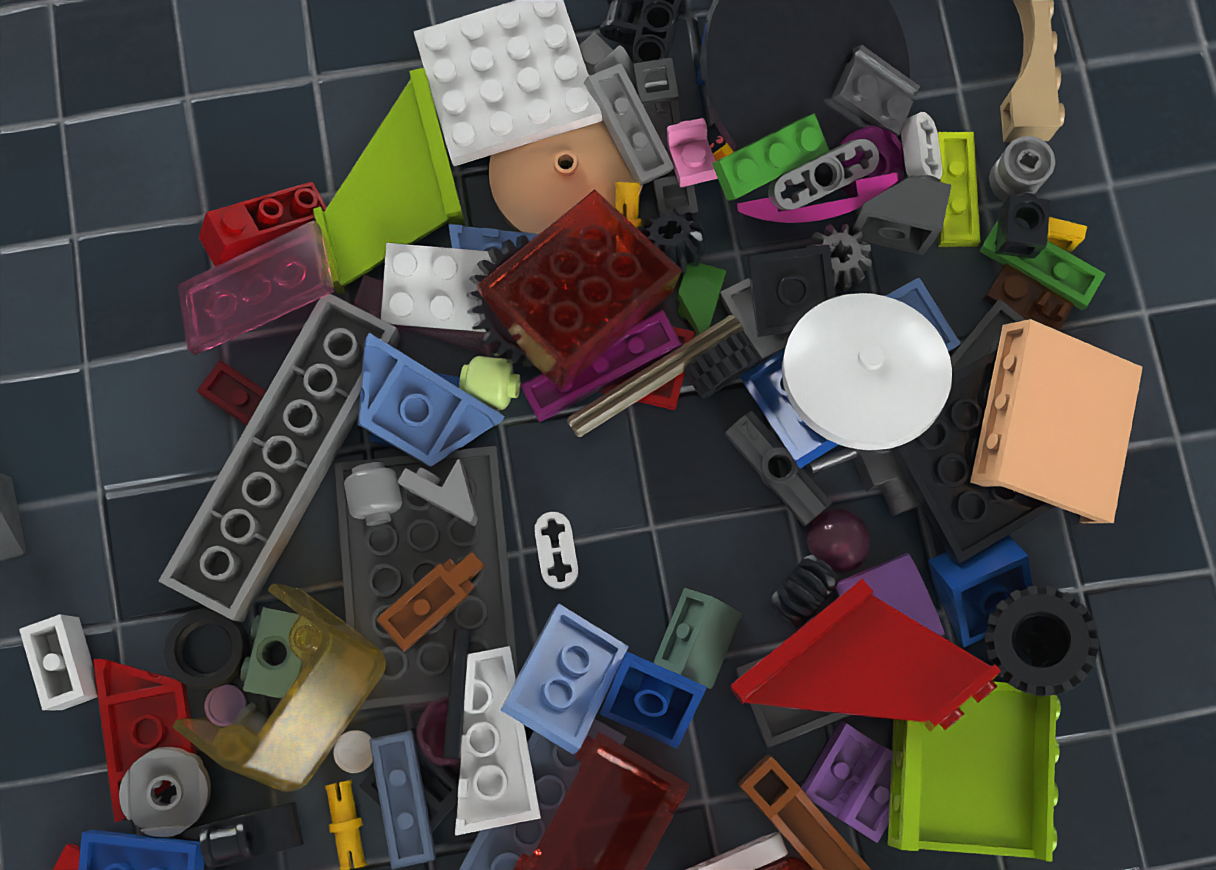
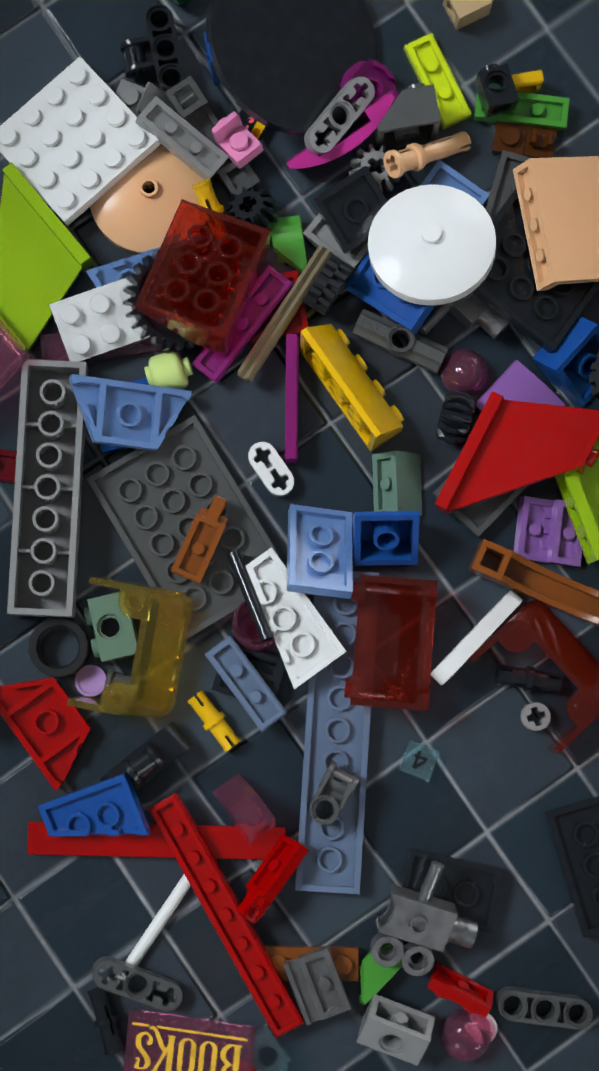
camera: 30 degrees left, 5 degrees up
(185, 807) = (99, 757): light grey plate -> none
(353, 751) = (196, 670): white piece -> none
(373, 493) = (125, 486): light grey head -> none
(451, 497) = (184, 463): light grey slope -> none
(618, 478) = (291, 411): none -> magenta tile
(695, 494) = (349, 385): none -> yellow slope
(770, 157) = (296, 120): bright green plate -> none
(875, 91) = (348, 35): flat silver plate -> none
(894, 261) = (416, 156): none -> light nougat pin
(921, 146) = (399, 62): white beam -> none
(1022, 167) = (478, 46): light grey wheel -> none

